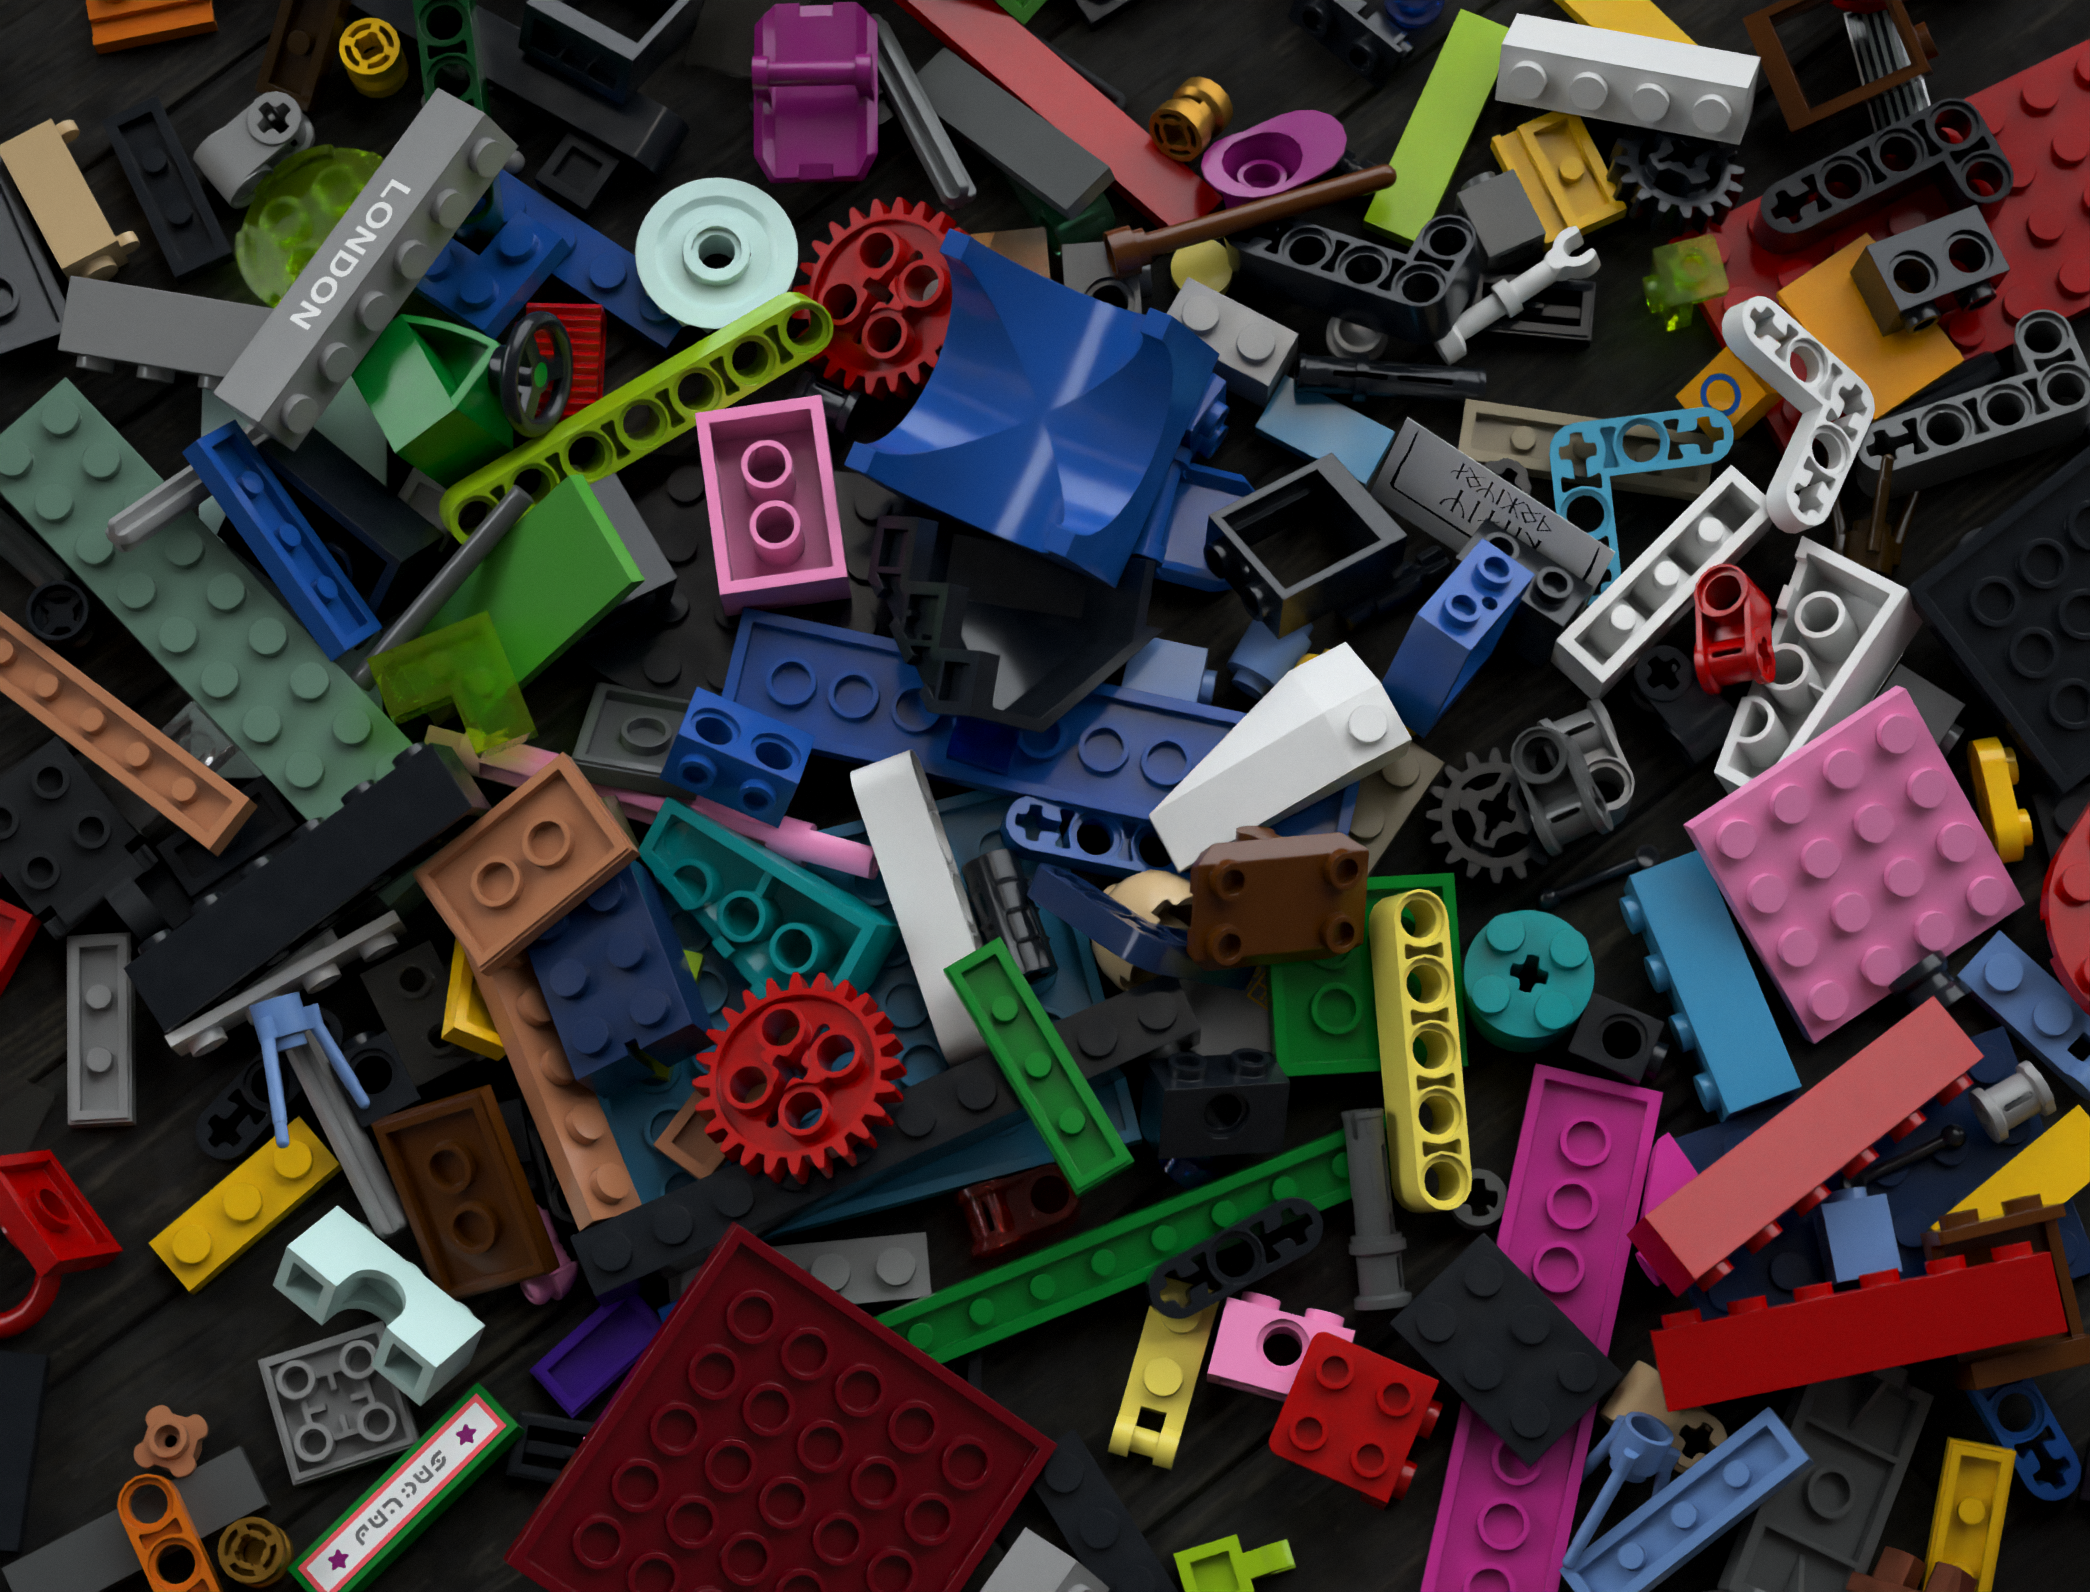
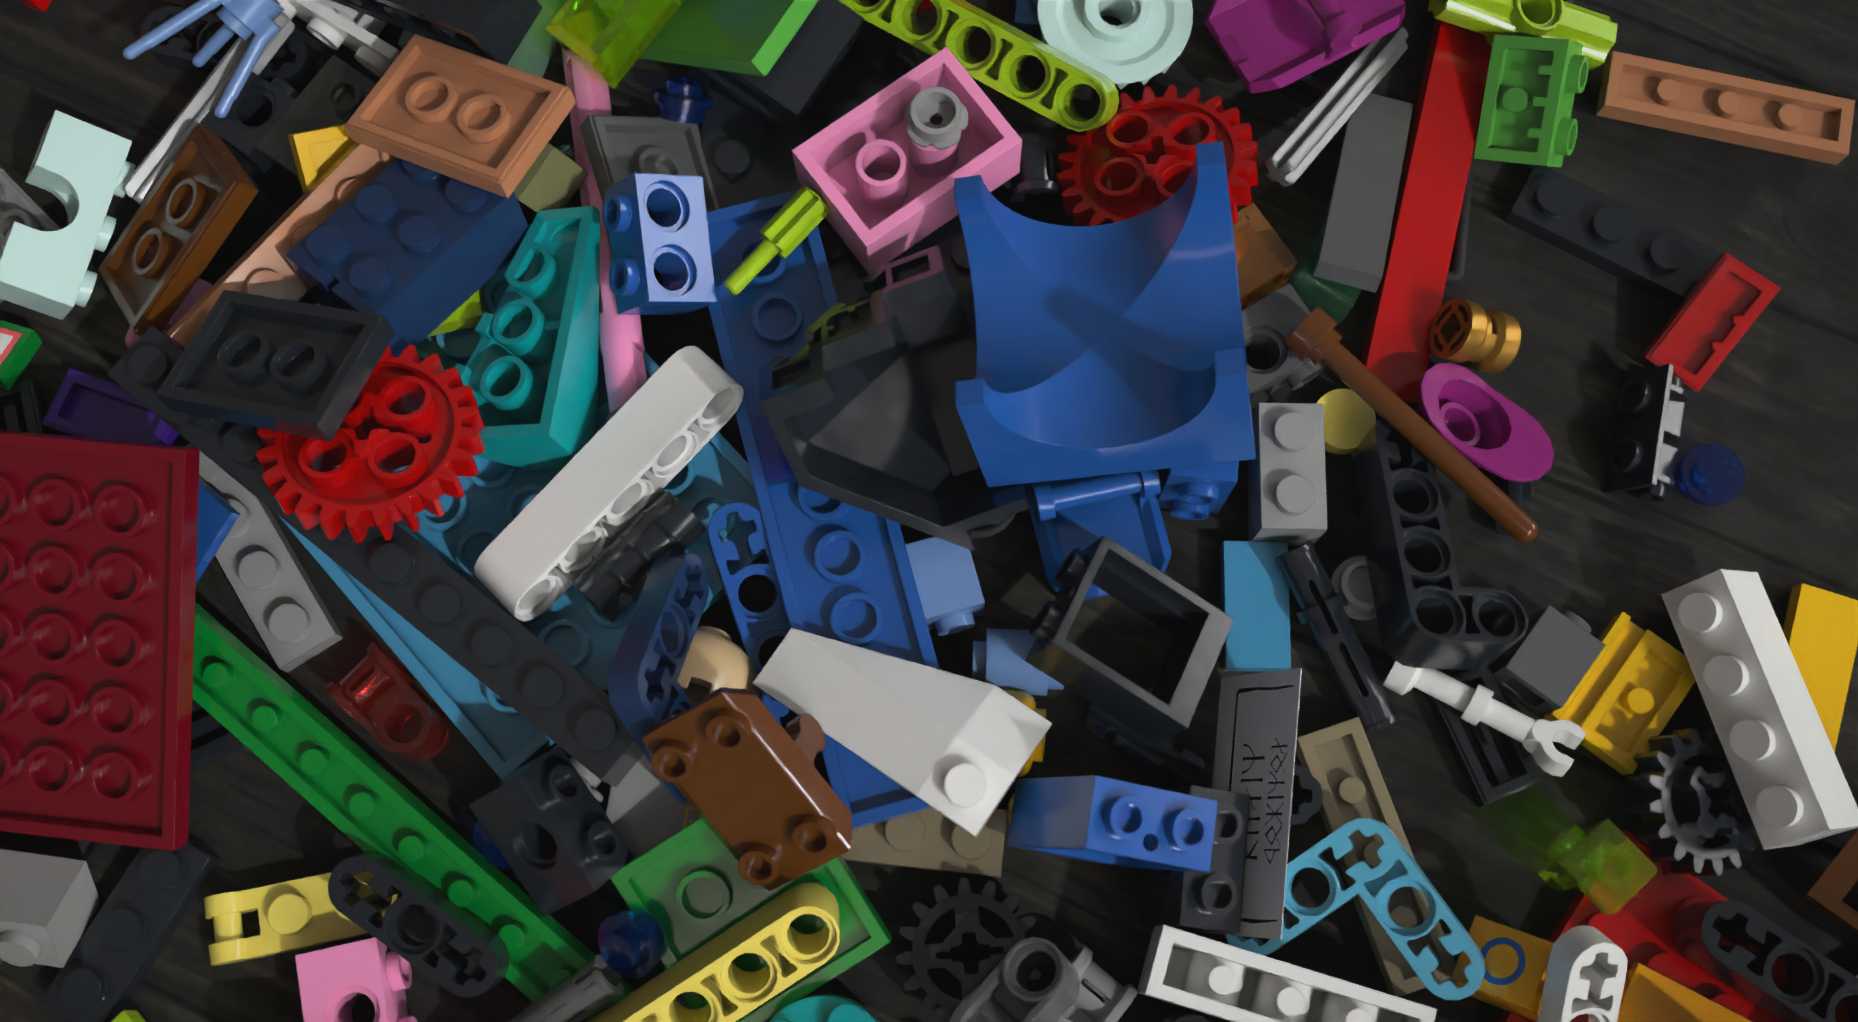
camera: 60 degrees right, 0 degrees up
(245, 1206) = (106, 79): yellow plate -> none
(582, 682) = (682, 101): none -> clear blue plate
(692, 1119) = (277, 364): none -> black plate
(764, 439) = (932, 103): none -> light grey plate
(785, 650) = (780, 236): none -> lime axle
(1038, 1067) = (480, 649): green tile -> none
(1344, 1084) = (631, 943): none -> clear blue plate
(1439, 129) = (1601, 560): lime tile -> none

